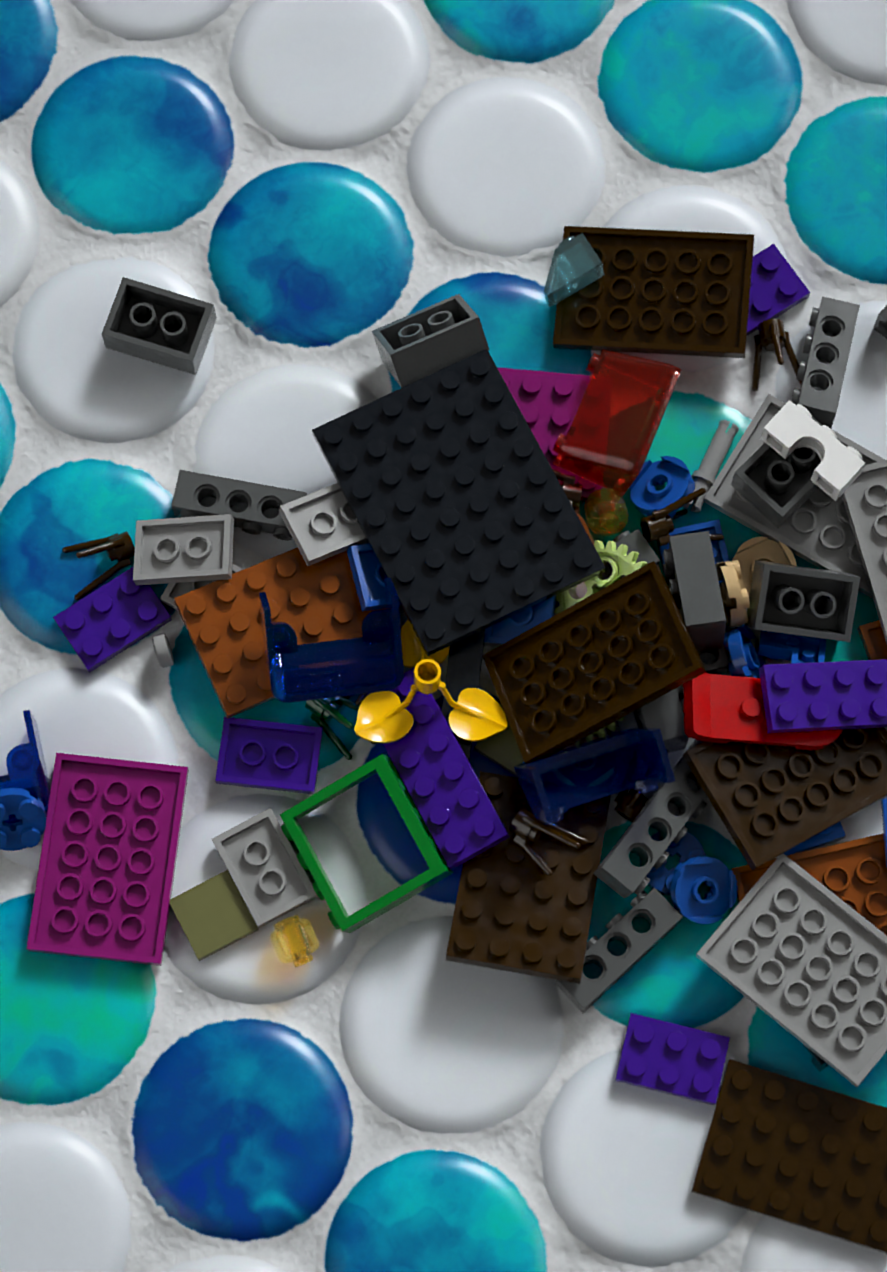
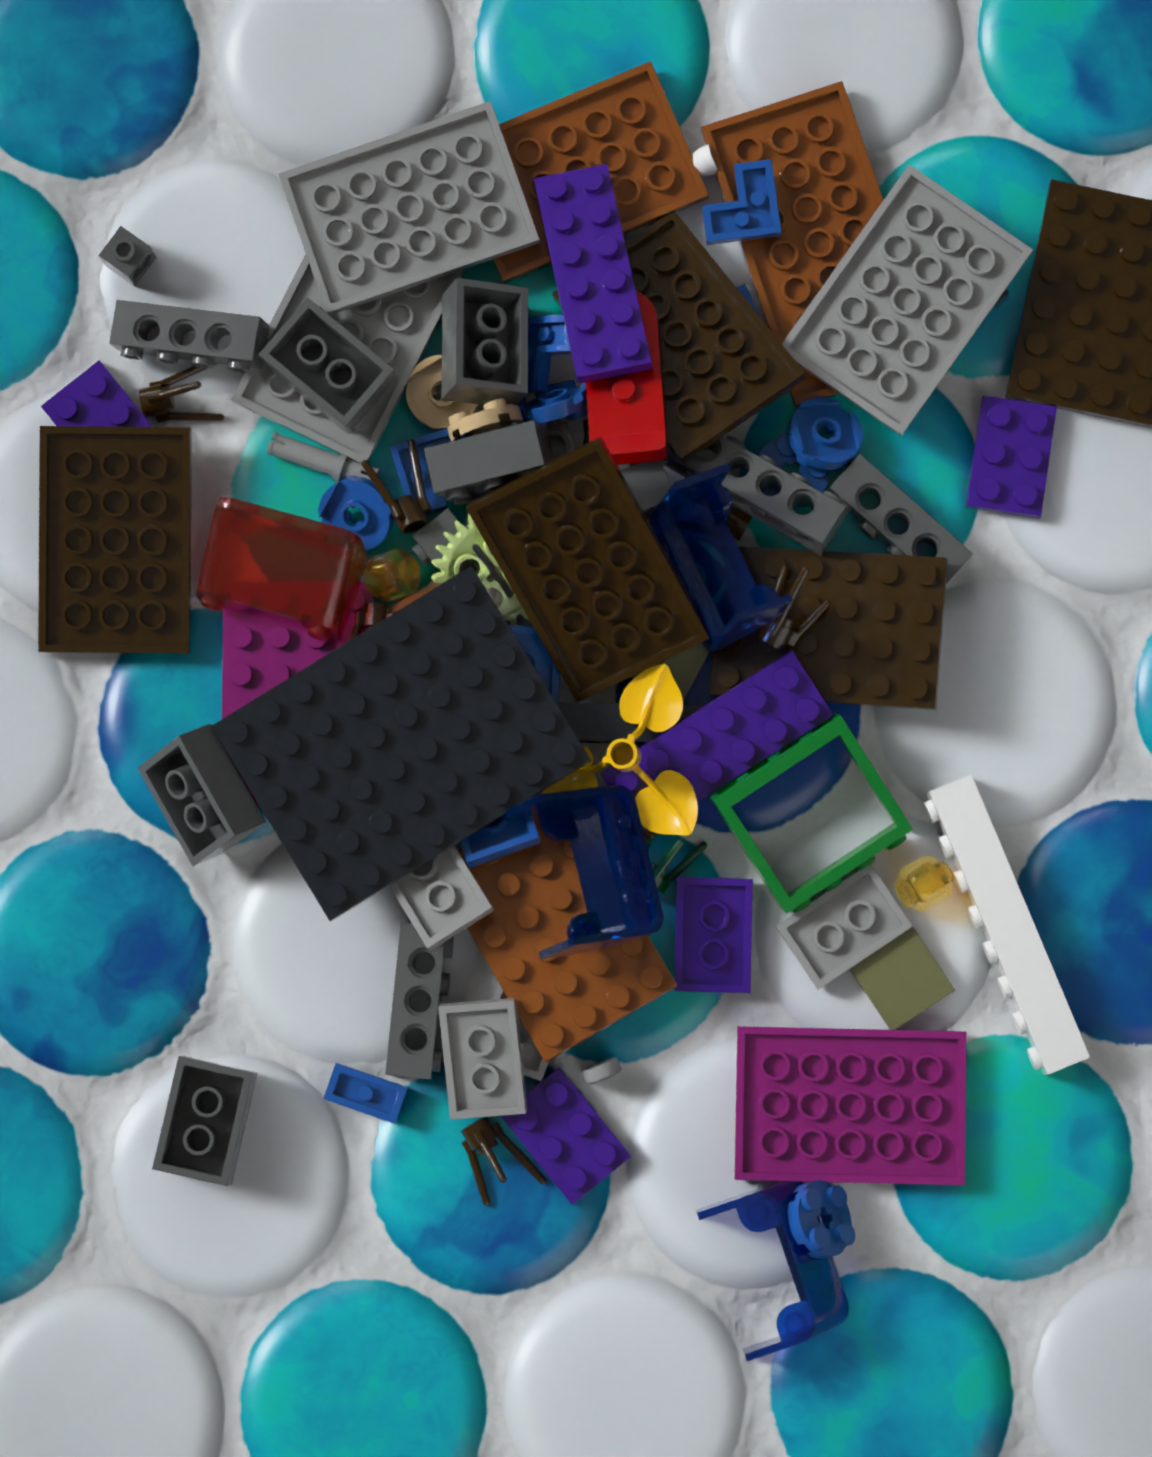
camera: 90 degrees left, 10 degrees up
(167, 457) = (365, 1093): none -> blue plate
(249, 1010) = (1006, 925): none -> white brick
(571, 269) = (97, 636): clear light blue slope -> none
(796, 429) = (332, 308): white arch -> none

